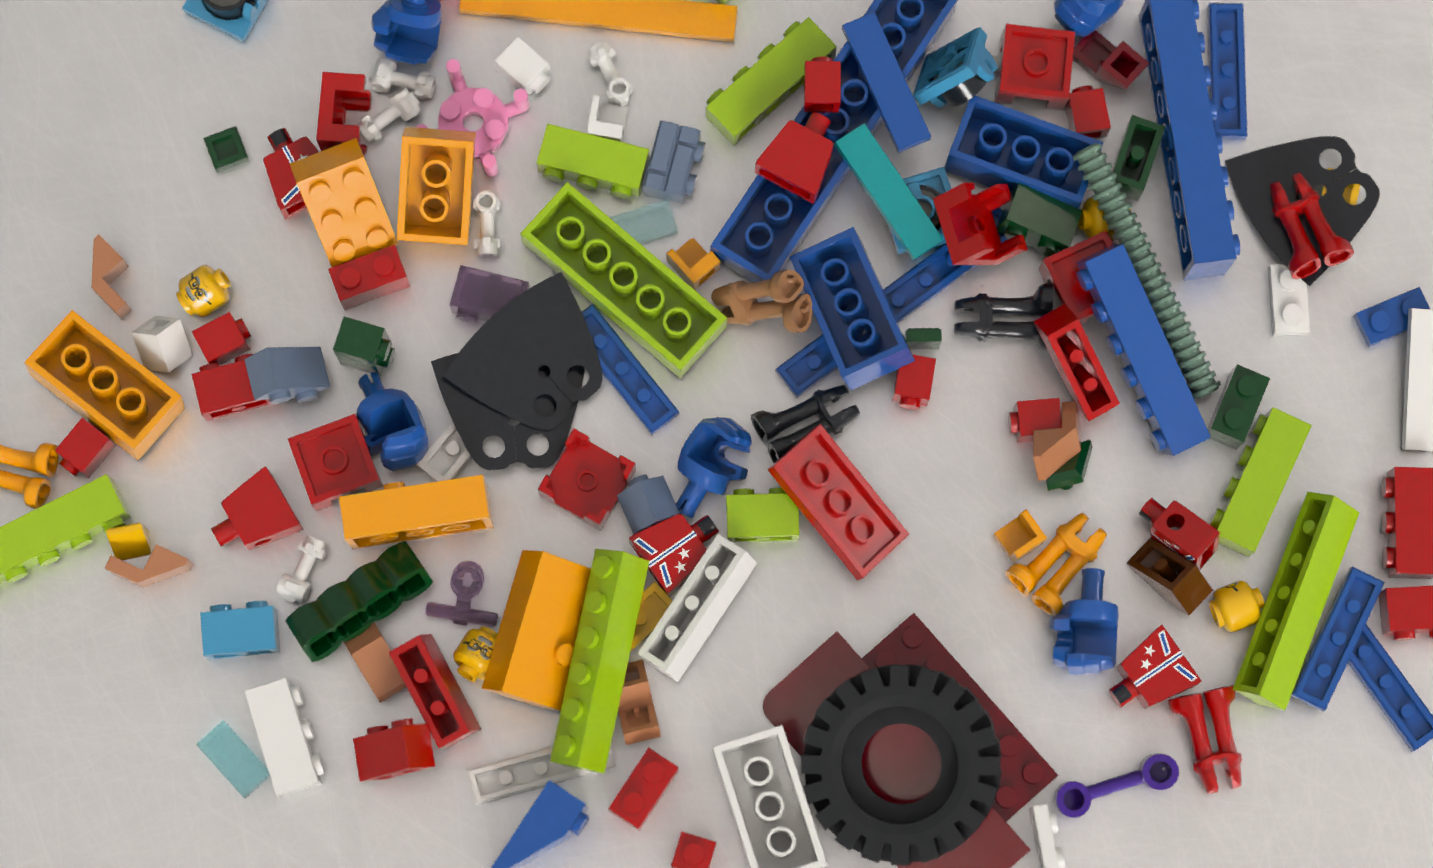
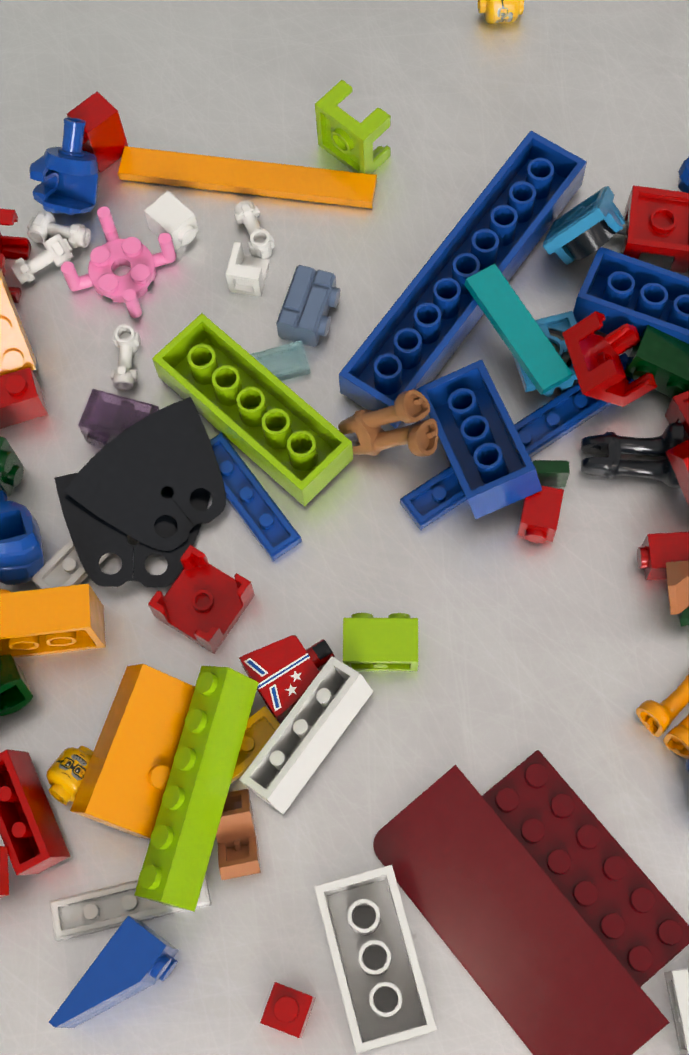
camera: 10 degrees right, 10 degrees down
(436, 185) = (74, 314): light orange brick -> none
(461, 613) = (62, 730): clear purple piece -> none
(592, 161) = (230, 302): lime brick -> none
(643, 789) = (237, 931): red brick -> none
(647, 502) = (261, 622): sand blue brick -> none
(693, 263) = (324, 397): light orange panel -> none
(704, 461) = (323, 583): blue piece -> none
(768, 82) = (403, 237): lime brick -> none
(772, 424) = (405, 575): black piece -> none
(798, 157) = (427, 292): red torso -> none
(822, 85) = (454, 229): red brick -> none
(838, 502) = (460, 629): plate -> none
(886, 82) = (517, 231): blue tile -> none
(967, 753) = (511, 992): black tyre -> none
(1020, 536) = (652, 673): light orange panel -> none

